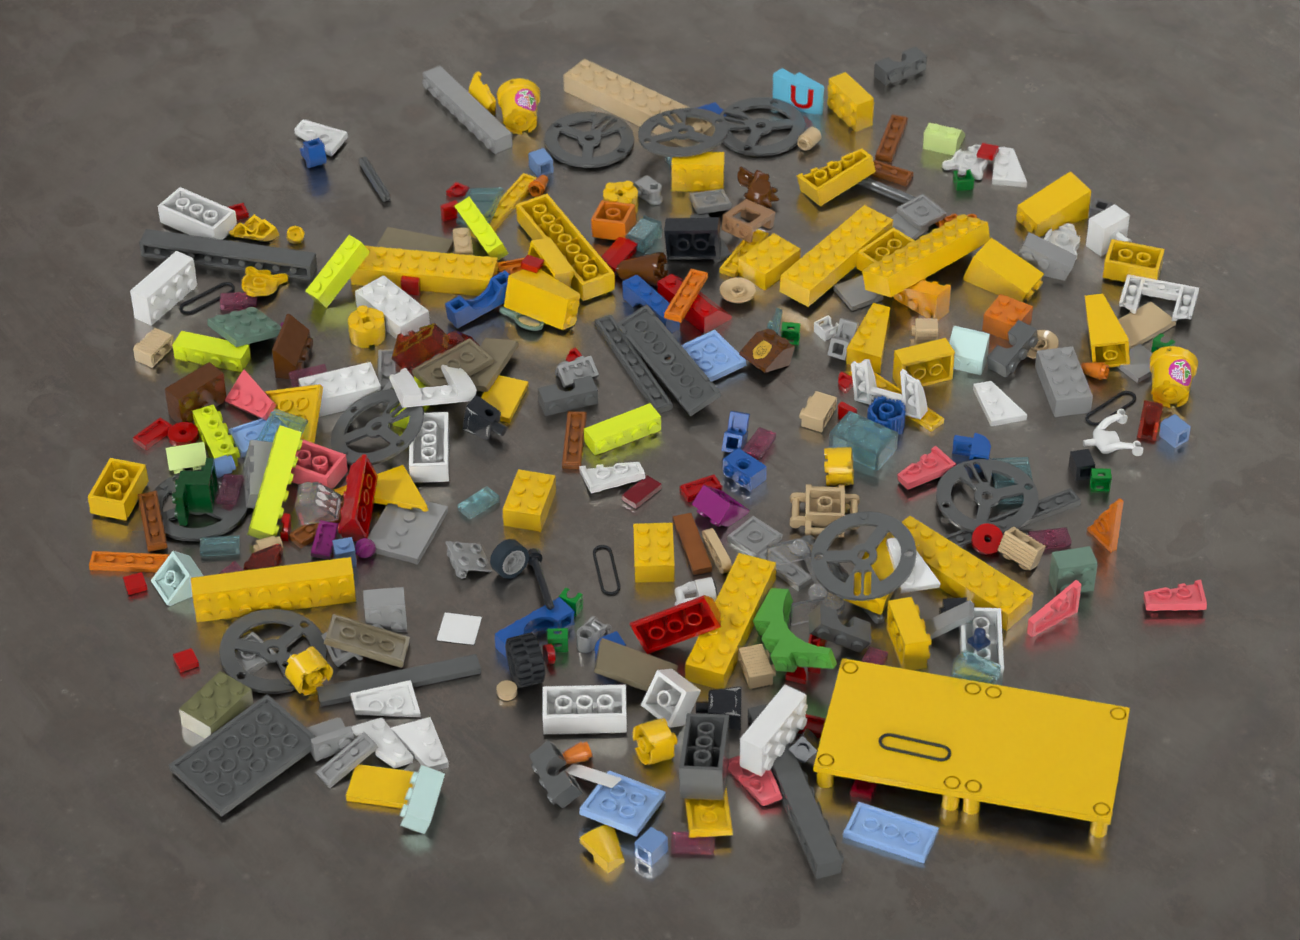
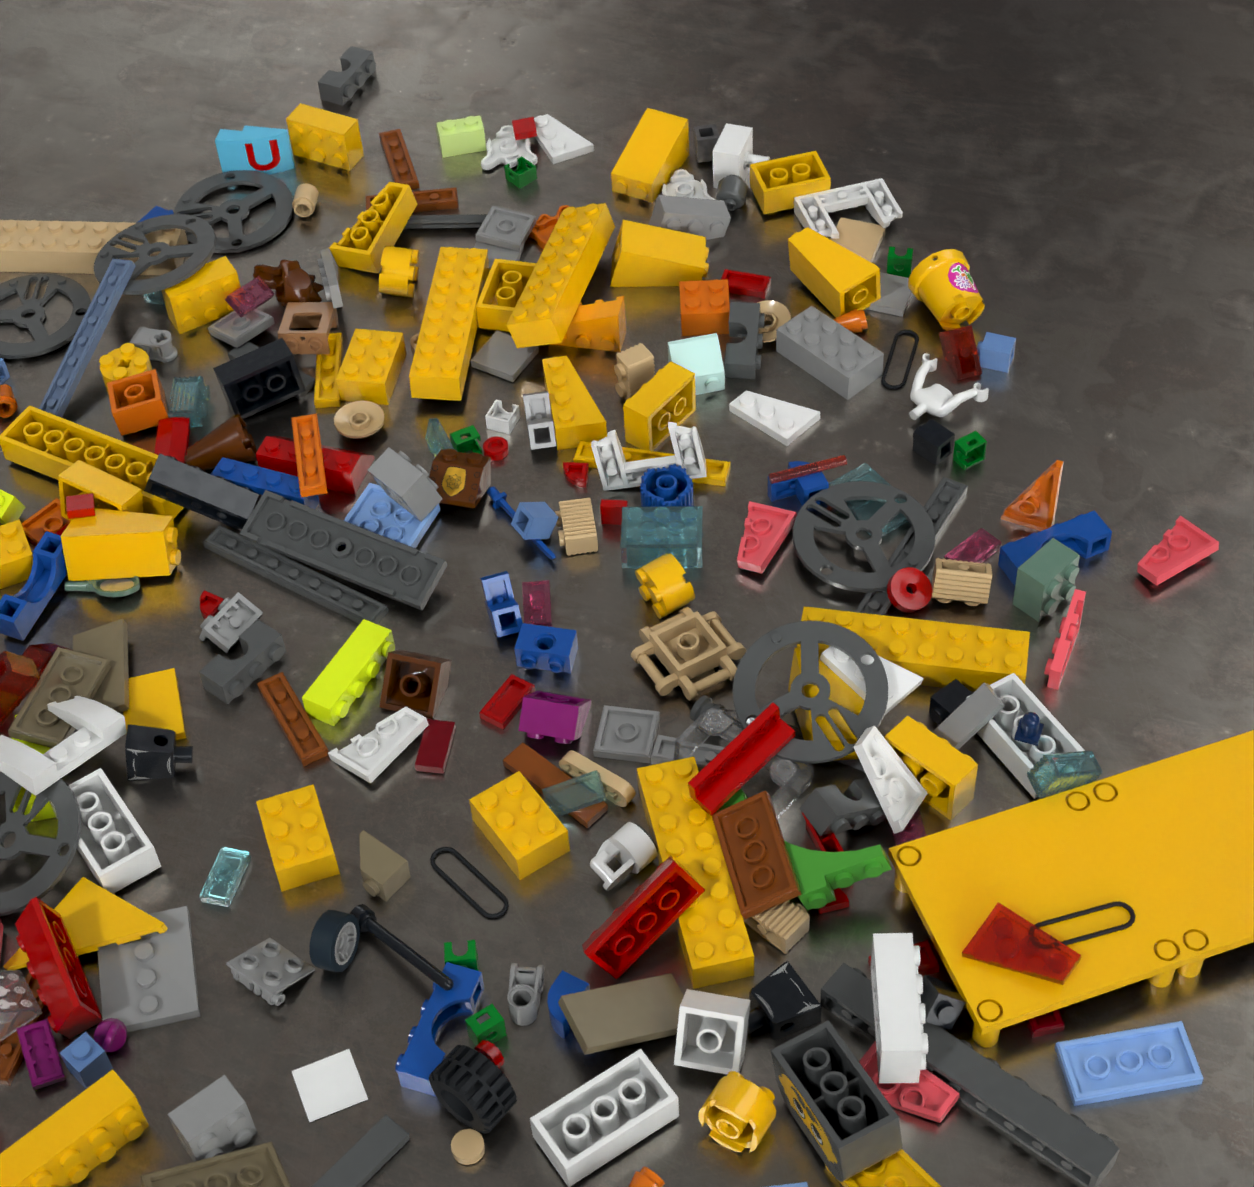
camera: 30 degrees left, 5 degrees up
(562, 537) = (381, 867): none -> dark tan slope
(608, 167) = (87, 337): none -> sand blue tile
(608, 287) = (201, 492): none -> black brick
(655, 452) = (414, 682): none -> reddish brown slope
(695, 551) = (575, 793): none -> clear light blue tile
(725, 185) = (249, 296): none -> clear pink plate
(728, 337) = (405, 483): none -> light grey brick
(765, 625) = (756, 855): none -> dark orange tile
(783, 195) = (329, 278): none -> light grey plate
(785, 376) = (499, 500): none -> blue sword
(793, 395) = (534, 520): none -> medium blue brick
(794, 573) = (740, 760): none -> red fence
(808, 345) = (496, 448): none -> red tile
(829, 209) = (398, 271): none -> yellow brick
(867, 737) = (1021, 947): none -> clear red wing
(875, 625) = (890, 778): none -> white wing
(981, 441) = (807, 469): none -> clear red bar
(1050, 316) = (747, 283): none -> red tile
(1090, 253) = (732, 191): none -> dark grey head
(1122, 559) = (1083, 534): none -> blue arch

